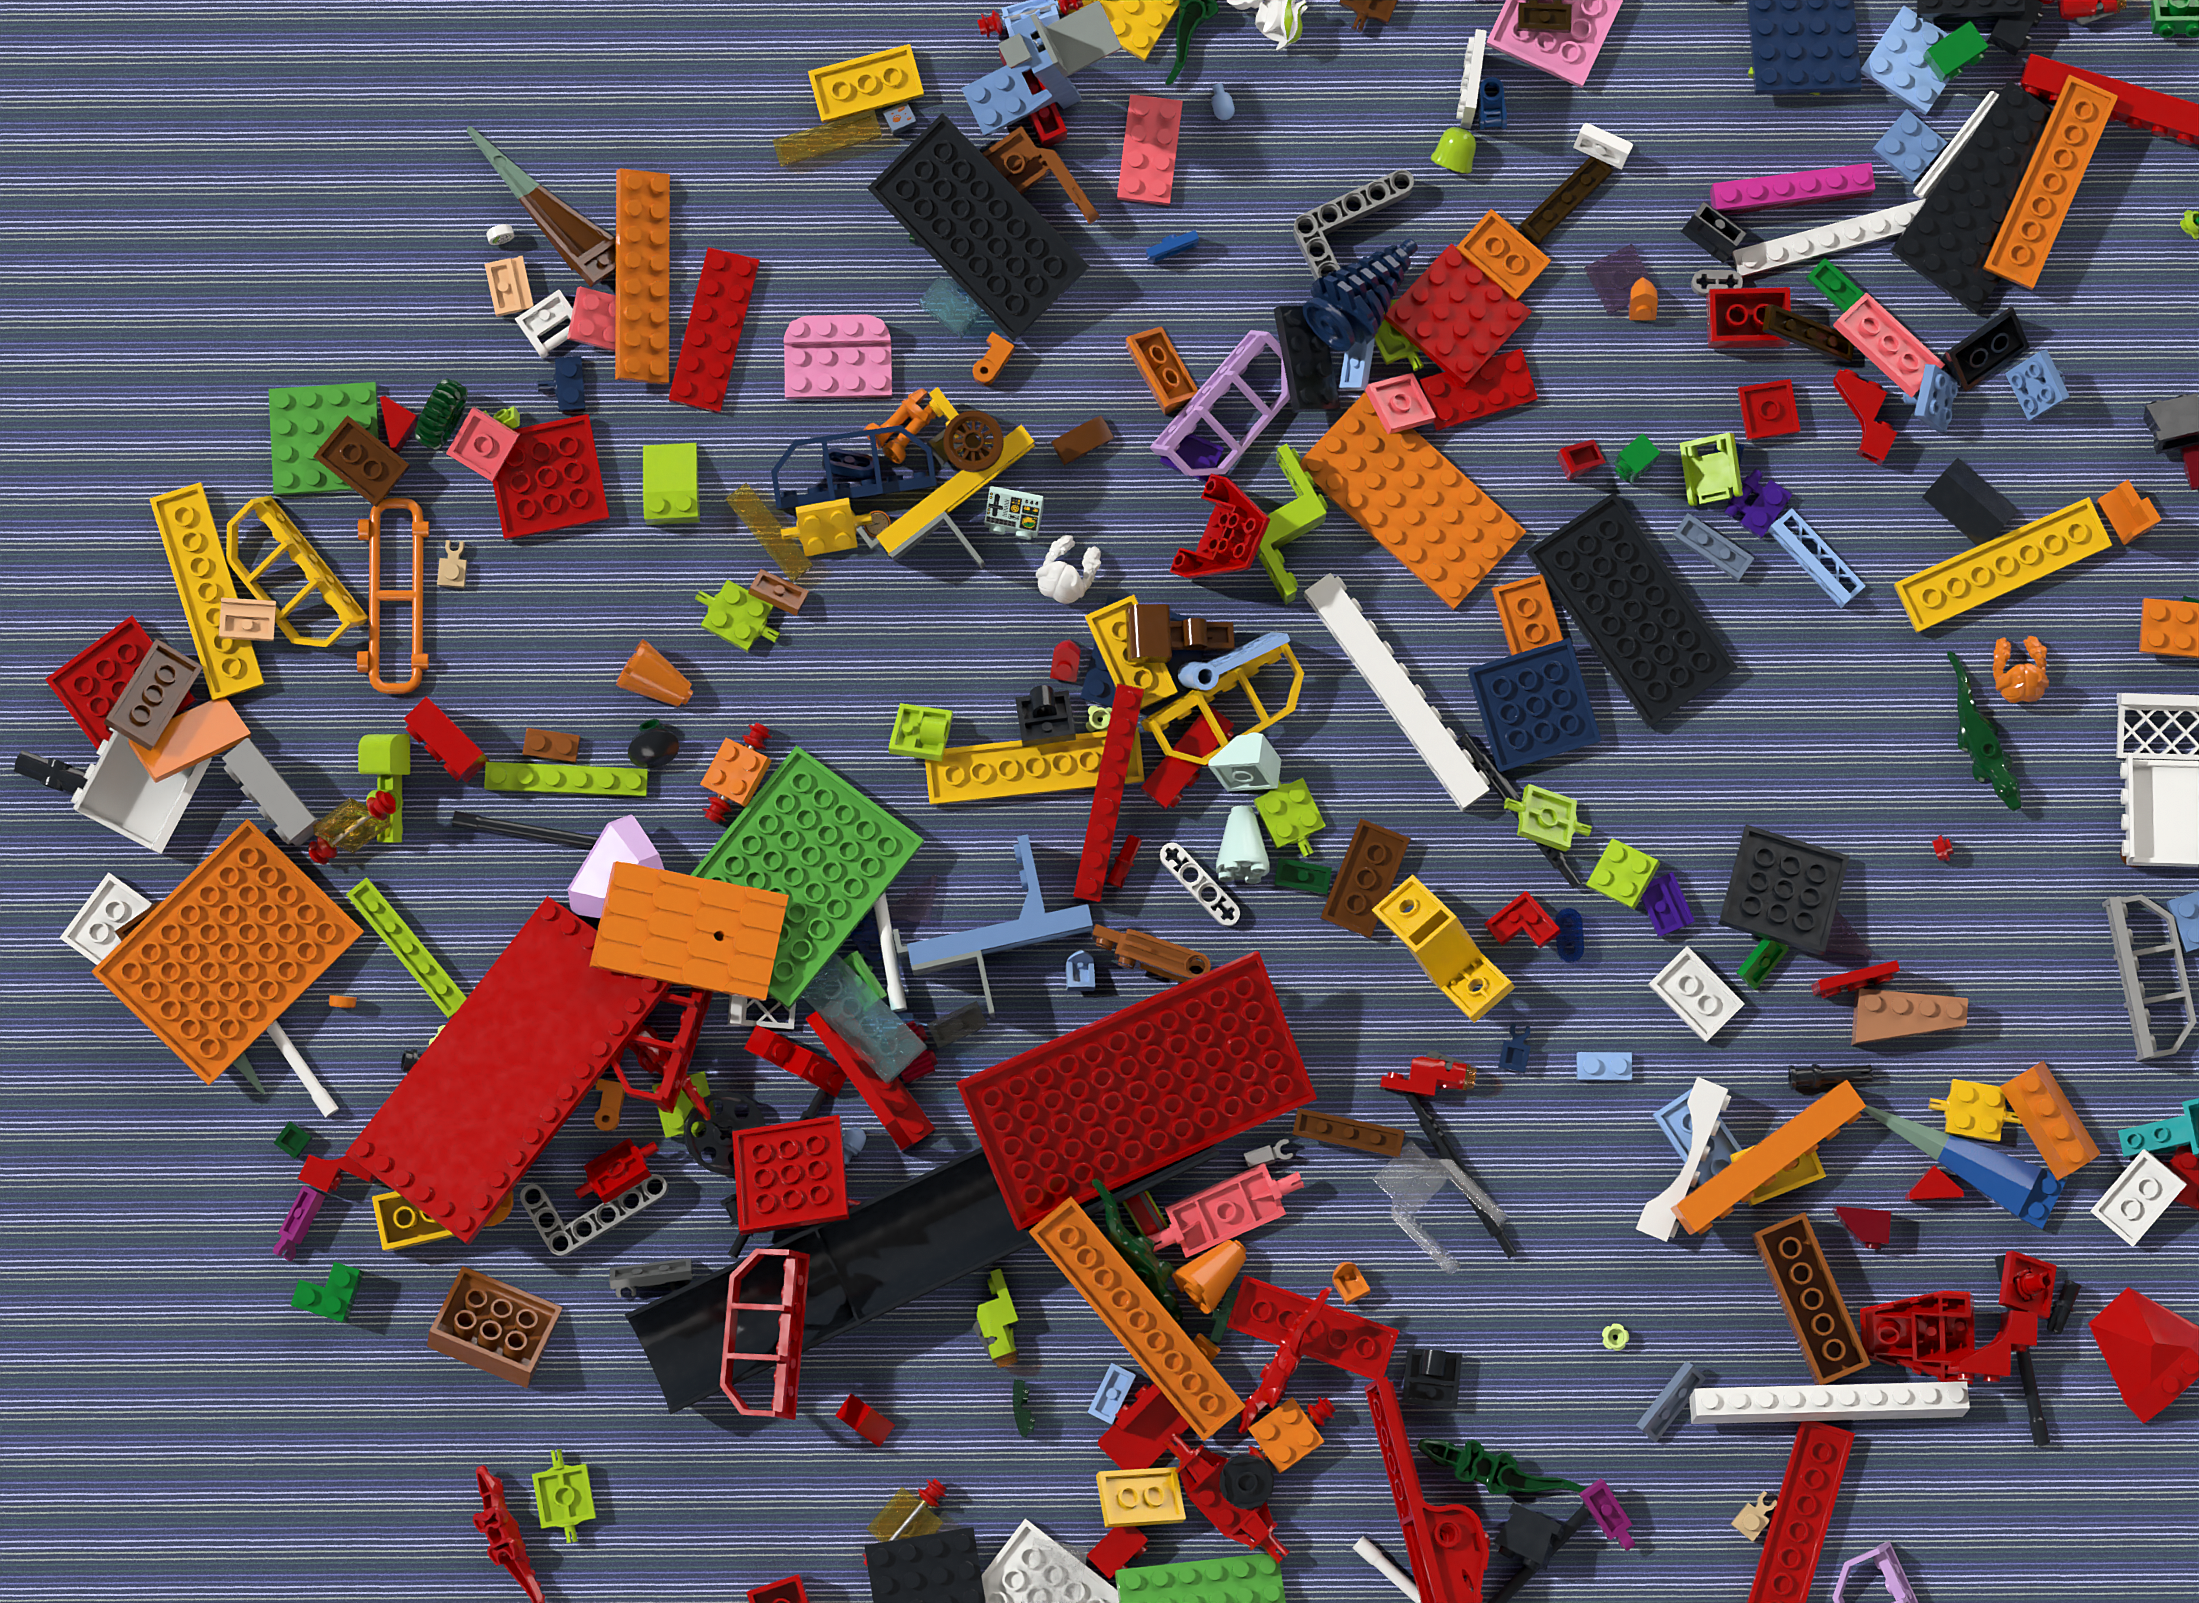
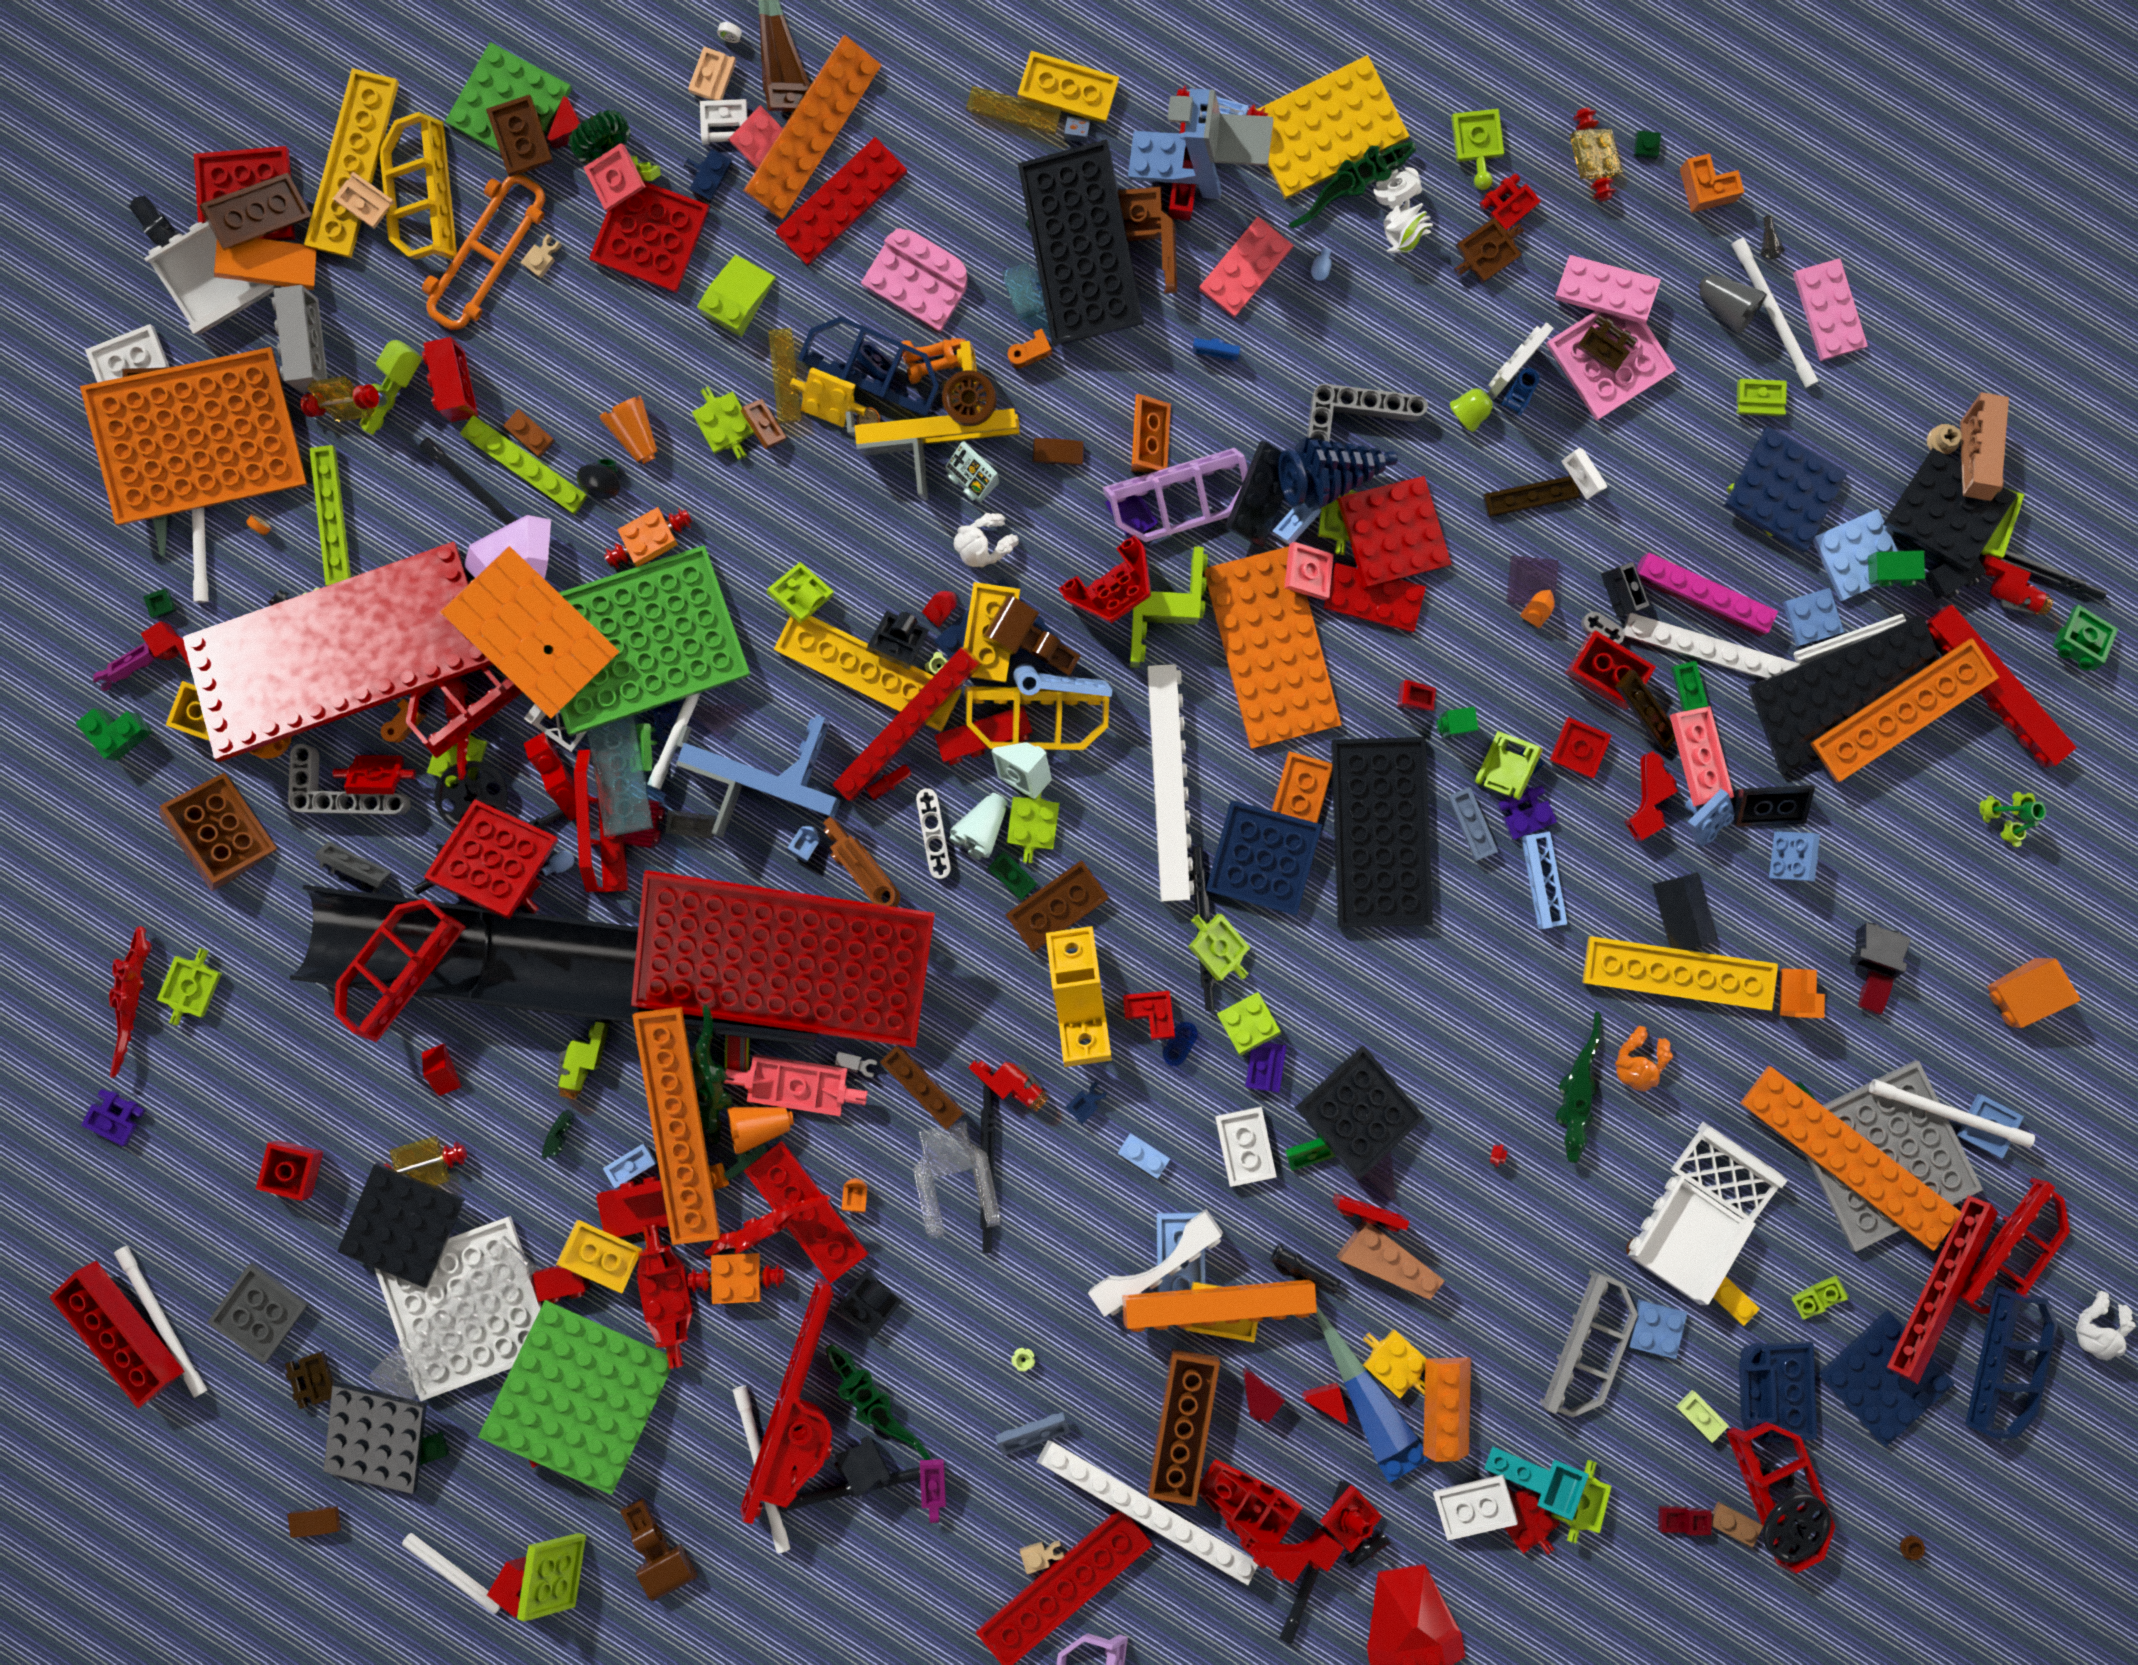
camera: 35 degrees right, 5 degrees up
(1246, 1481) = (683, 1294): black tile -> none
(1503, 254) = (1457, 508): orange plate -> none

